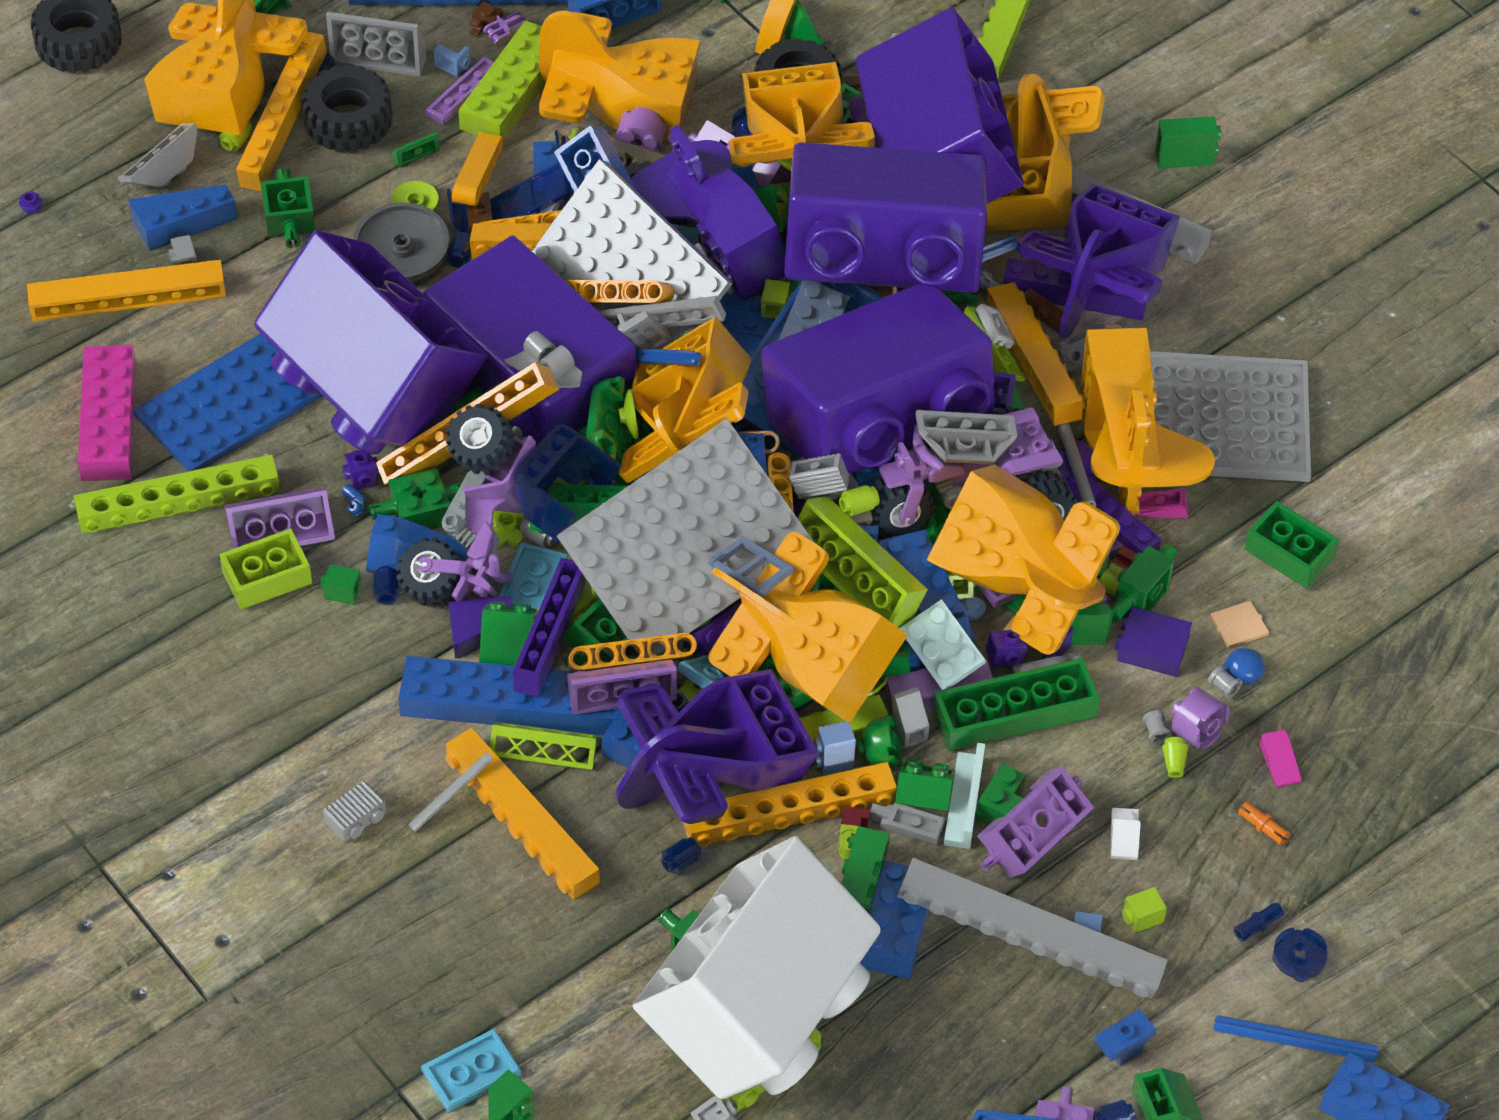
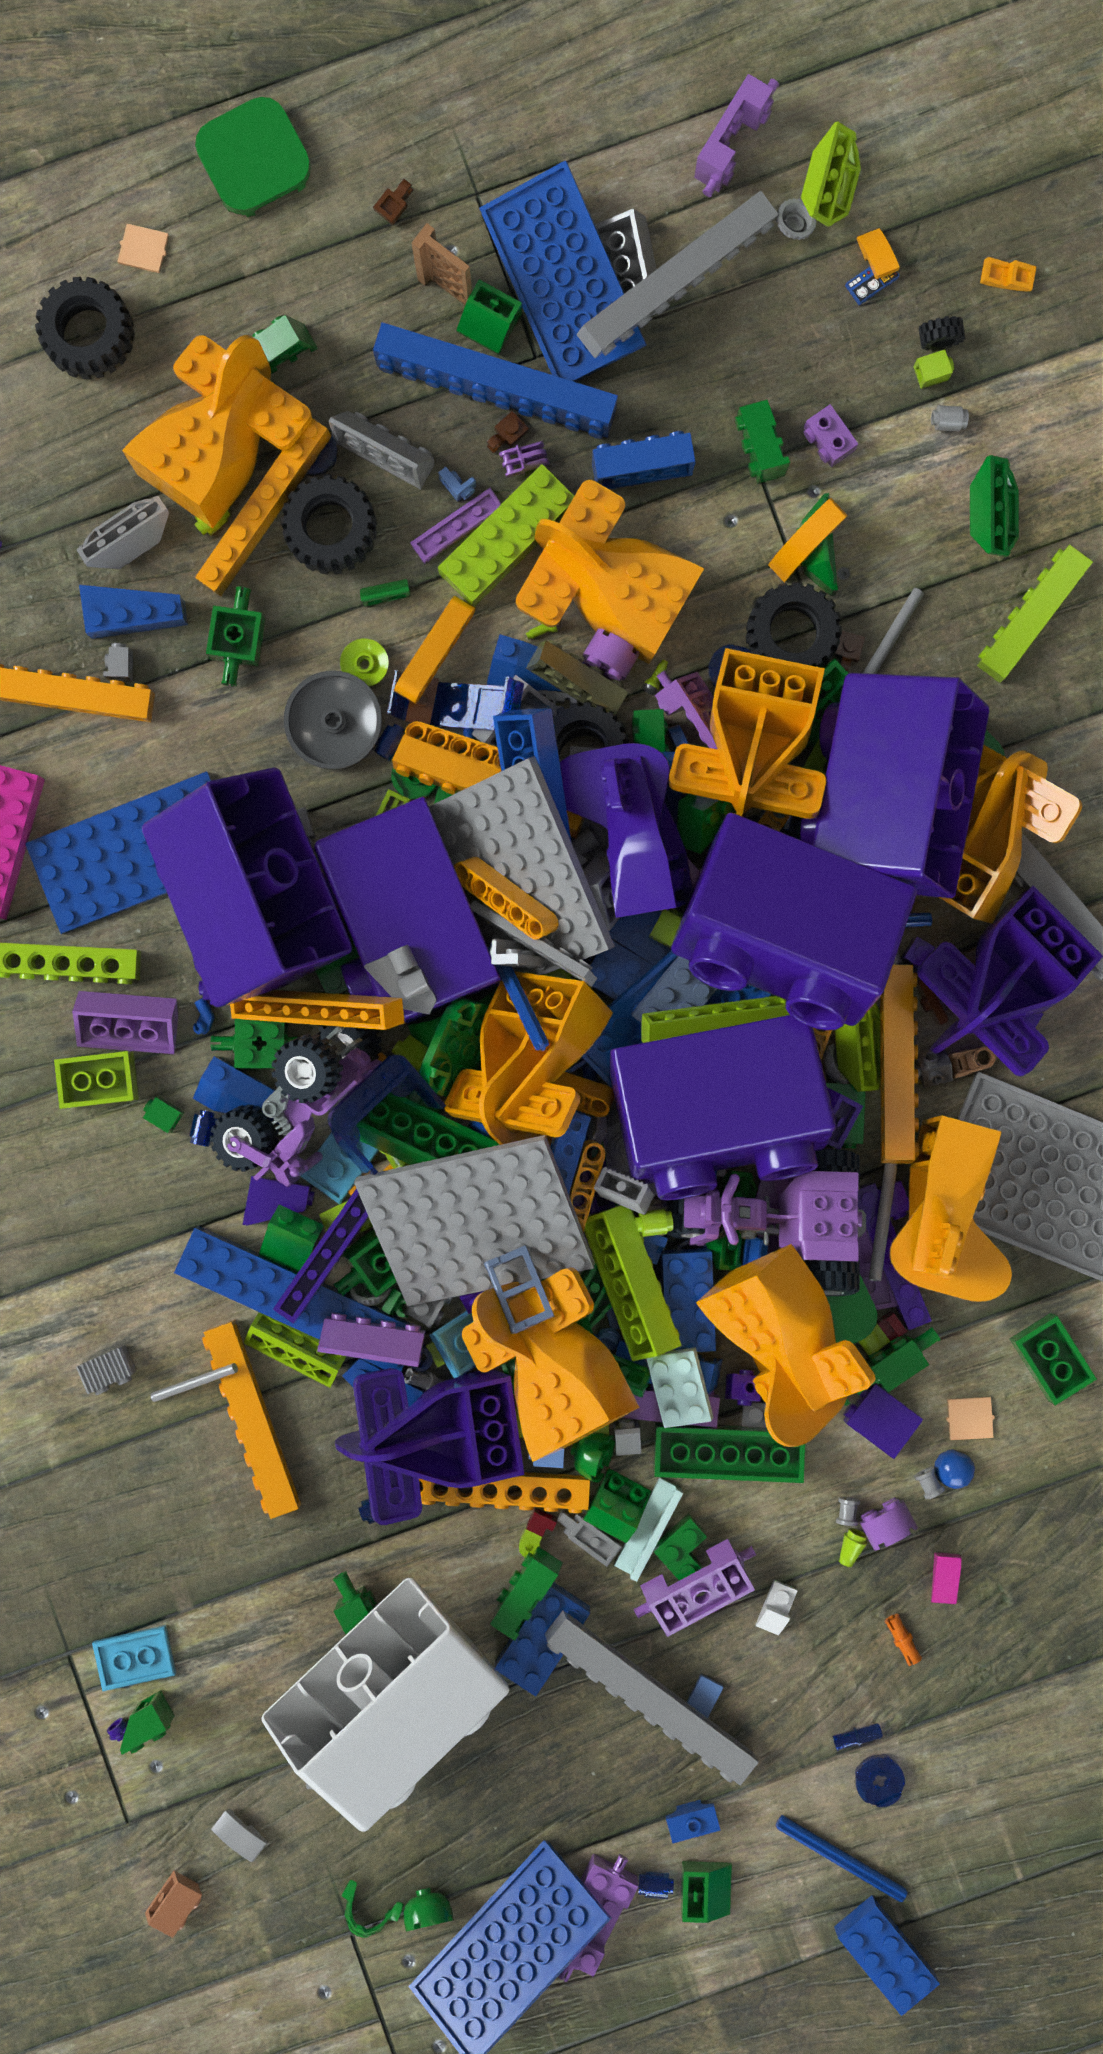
camera: 20 degrees right, 35 degrees up
(628, 415) = (472, 1042): lime dish -> none
(643, 646) = (377, 1306): light orange beam -> none
(967, 435) = (776, 1206): light grey wedge -> none
(995, 325) = (872, 1026): white tile -> none
(1144, 910) = (760, 1696): lime brick -> none

